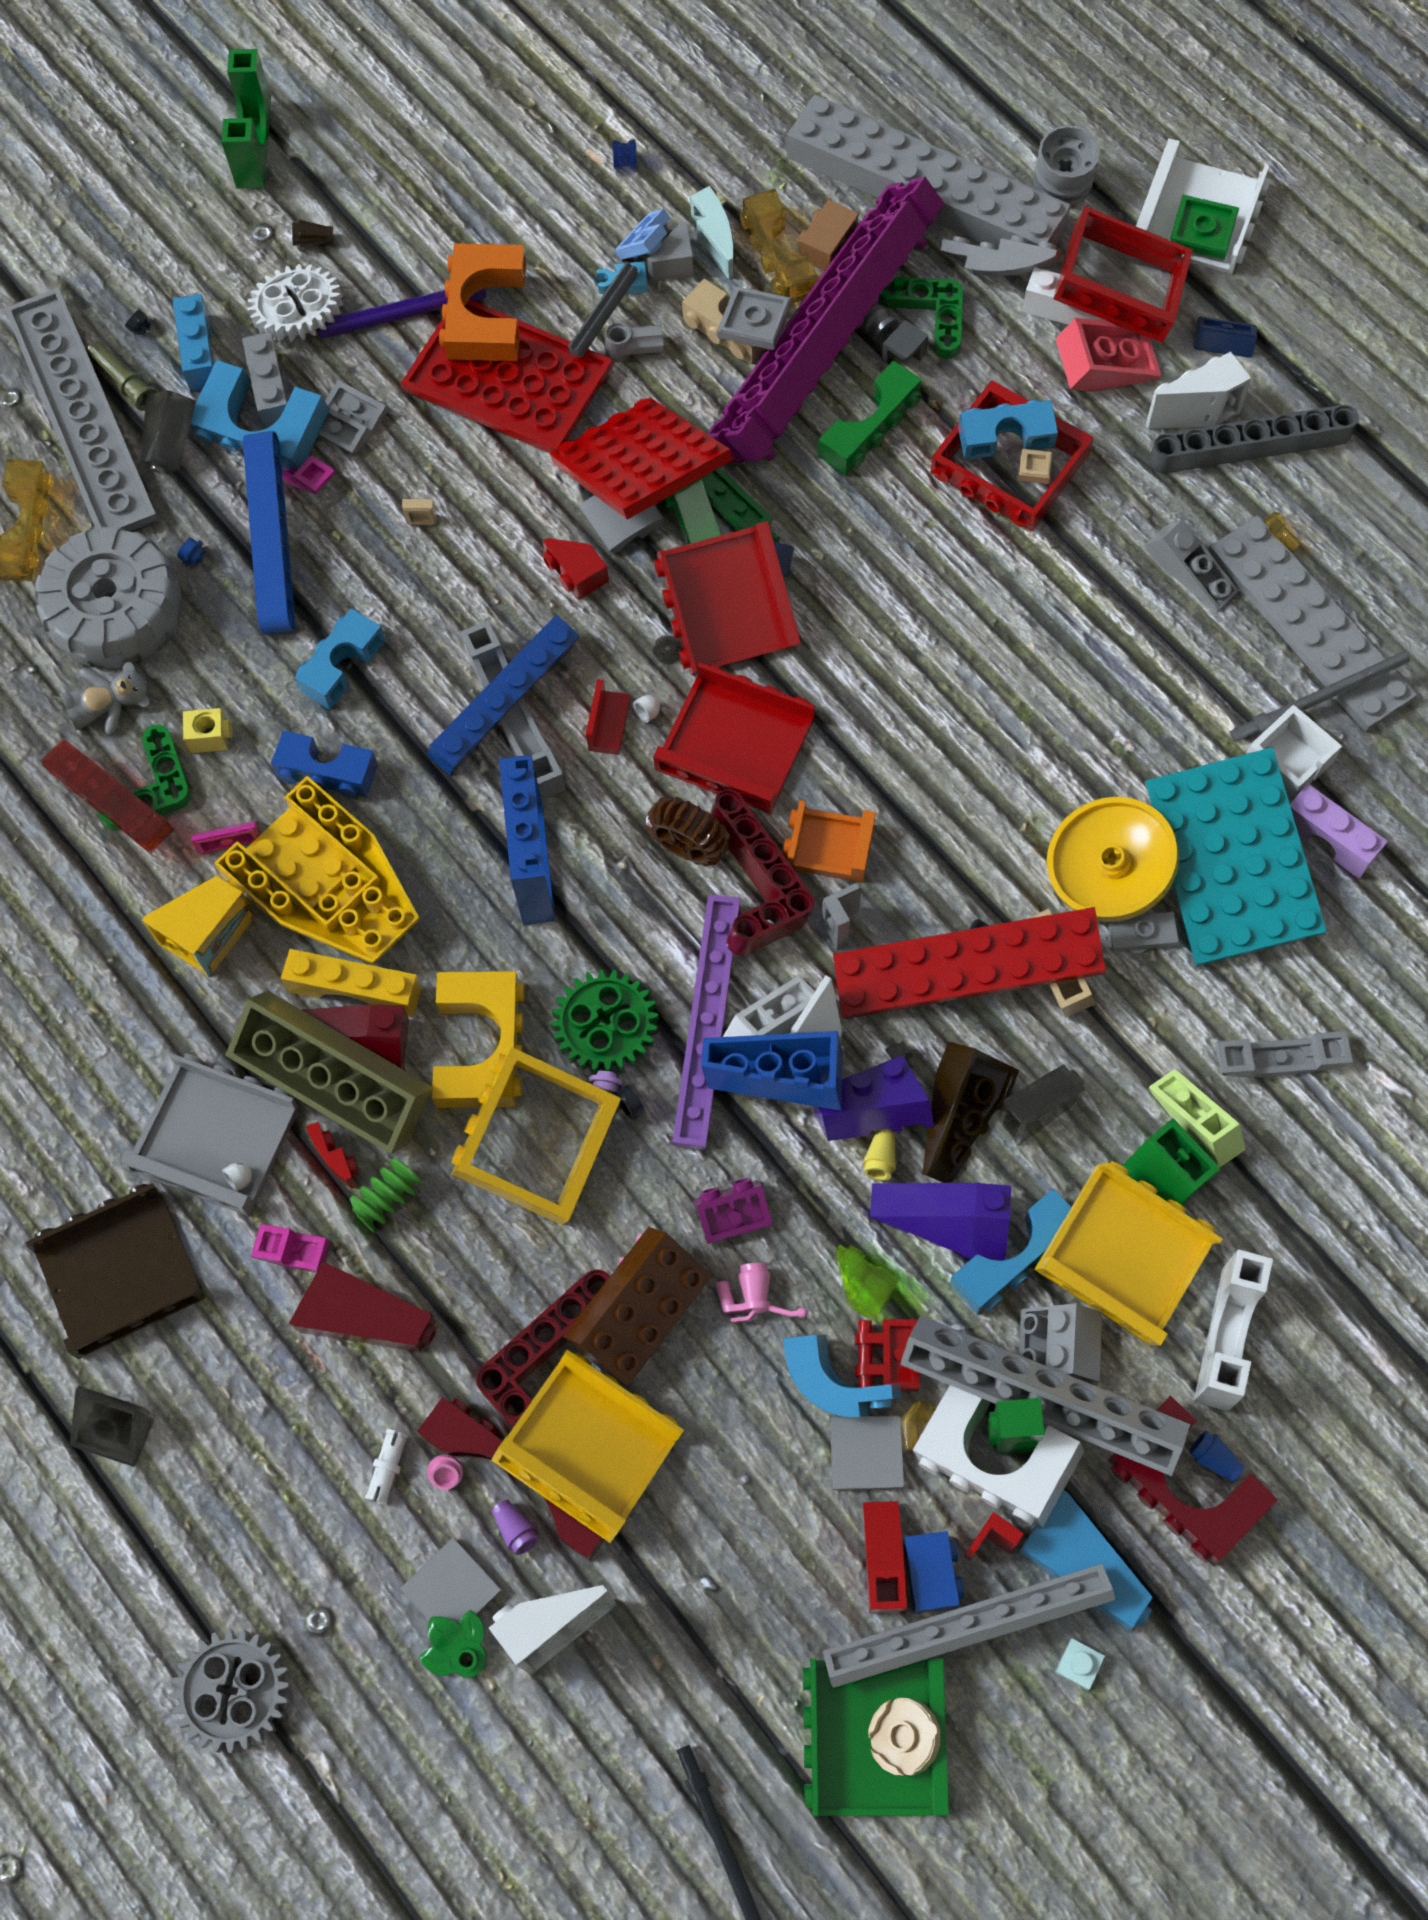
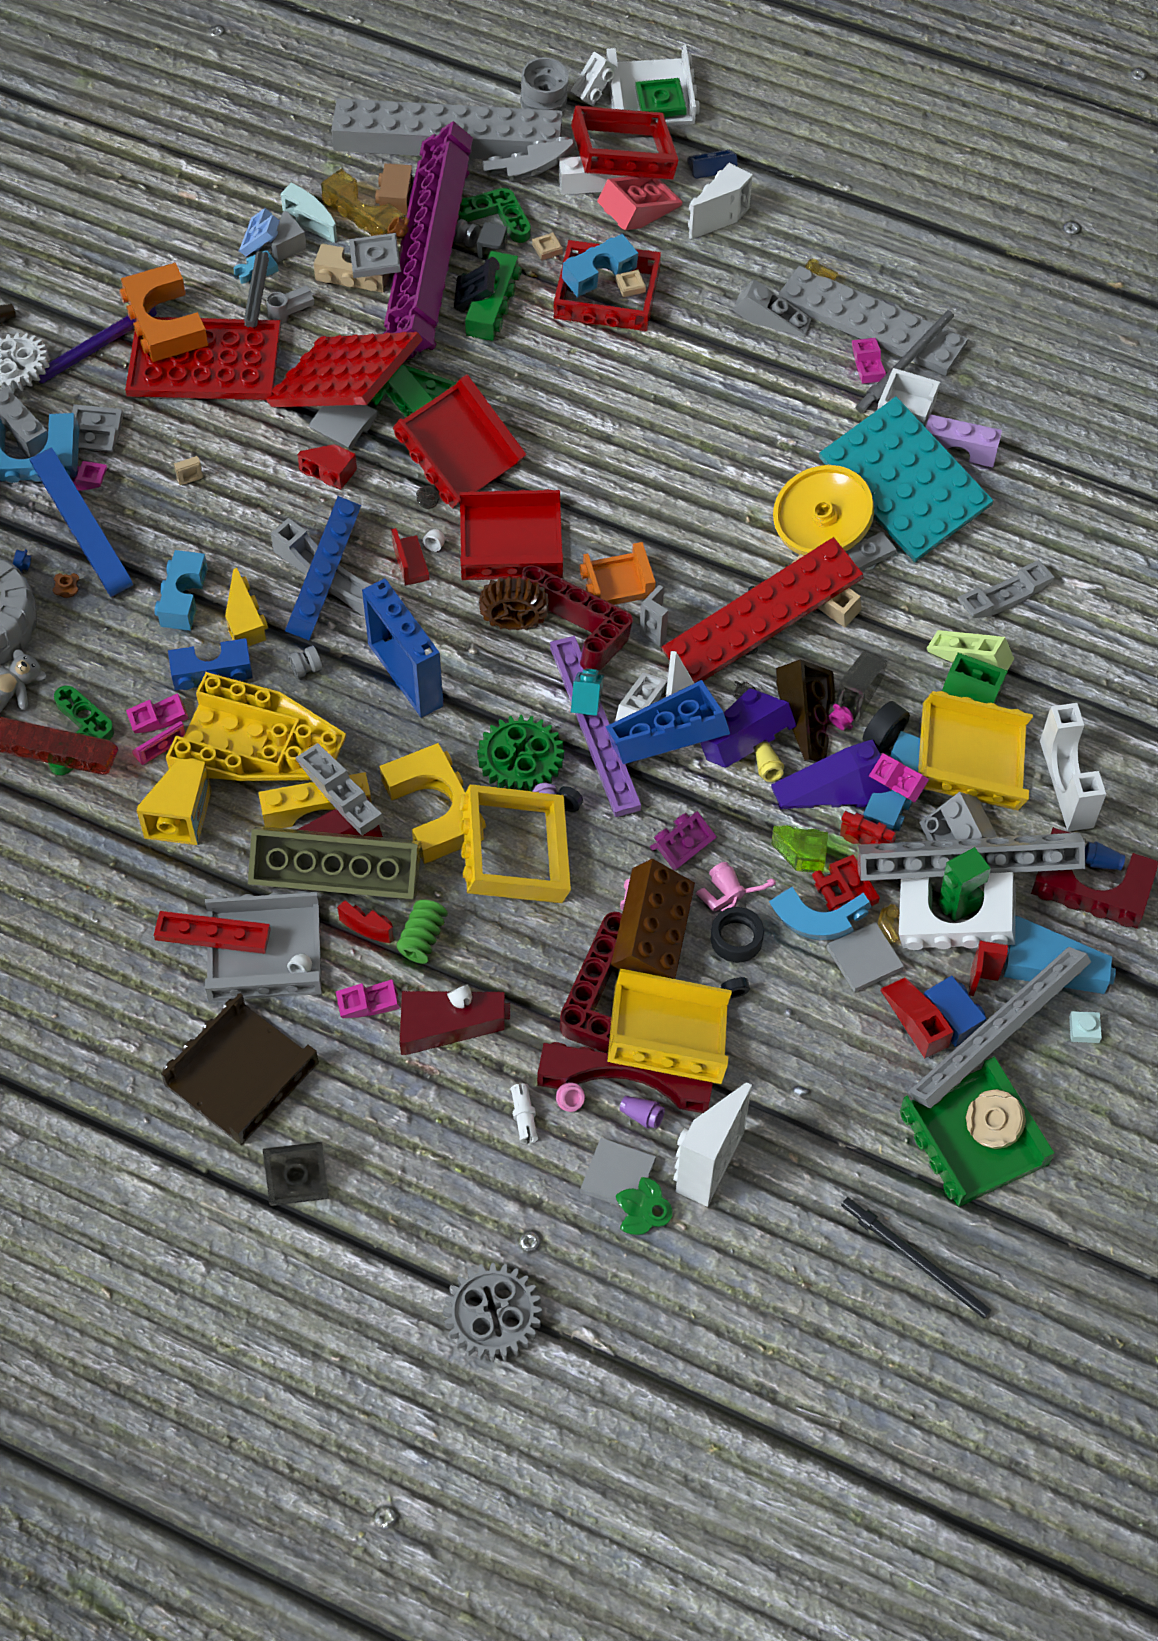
camera: 30 degrees left, 10 degrees down
(163, 1095) = (212, 932): none -> red plate
(197, 721) = (95, 679): light yellow brick -> none
(226, 607) = (67, 590): none -> dark orange plate
(241, 801) = (151, 716): none -> dark pink slope
(371, 988) = (340, 789): none -> light grey slope
(377, 1298) = (460, 996): none -> white hinge
(386, 717) = (242, 612): none -> yellow slope
(426, 804) = (305, 662): none -> light grey wheel
(624, 154) = (212, 184): clear blue wheel -> none
(695, 1424) = (739, 986): none -> black tile
(711, 980) = (587, 692): none -> teal slope
(724, 1332) = (742, 916): none -> black tyre
(800, 291) = (399, 227): none -> dark orange plate
(854, 398) = (476, 284): none -> black plate
(954, 1312) = (862, 831): none -> red plate
(969, 375) = (547, 246): none -> tan tile
(997, 1135) = (841, 717): none -> dark pink plate
(1015, 1251) = (898, 777): none -> dark pink slope
(1038, 1174) = (886, 726): none -> black tyre
(1133, 173) = (593, 79): none -> white bracket
(1268, 431) = (769, 219): dark grey beam -> none
(1278, 675) = (867, 360): none -> dark pink slope

